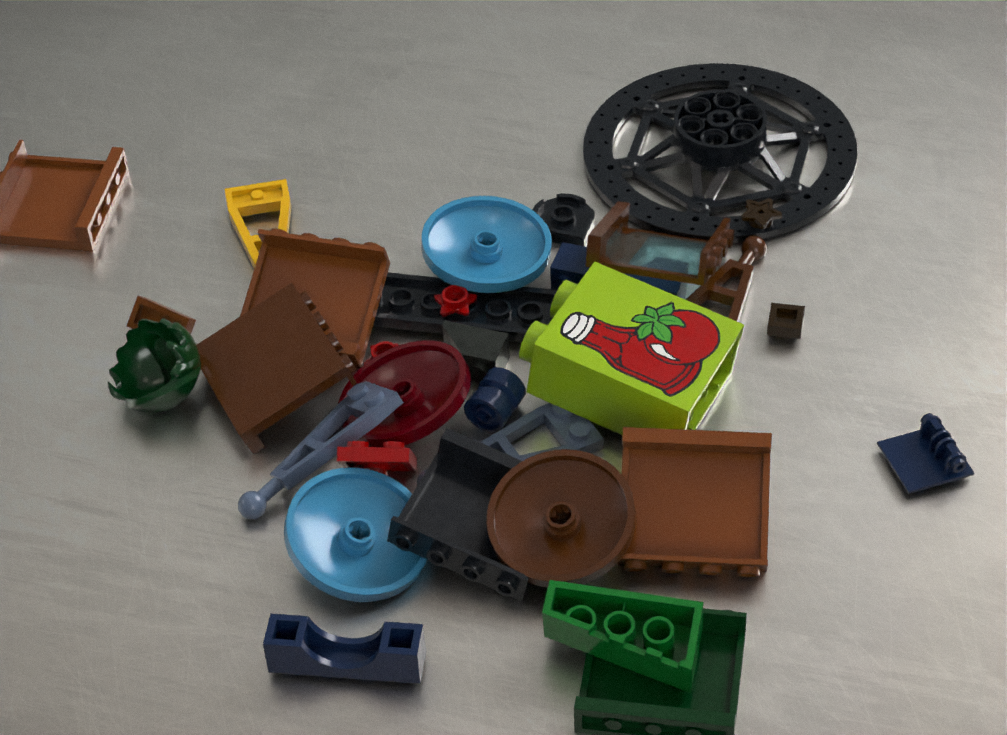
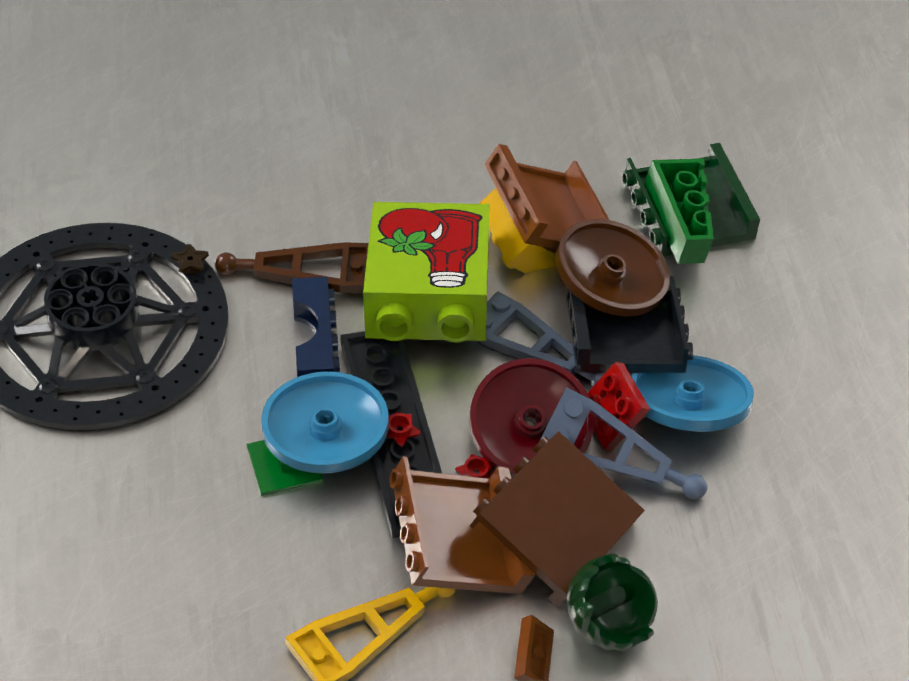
camera: 120 degrees left, 5 degrees up
(301, 648) = (778, 337): dark blue arch -> none
(478, 346) = (449, 397): pearl dark grey slope -> none
(494, 400) = (491, 354): dark blue wheel -> none
(567, 218) = (238, 404): black tile -> none
(655, 252) = (280, 297): panel -> none
(786, 320) = (311, 220): dark brown plate -> none
(925, 456) = (415, 118): dark blue hinge -> none

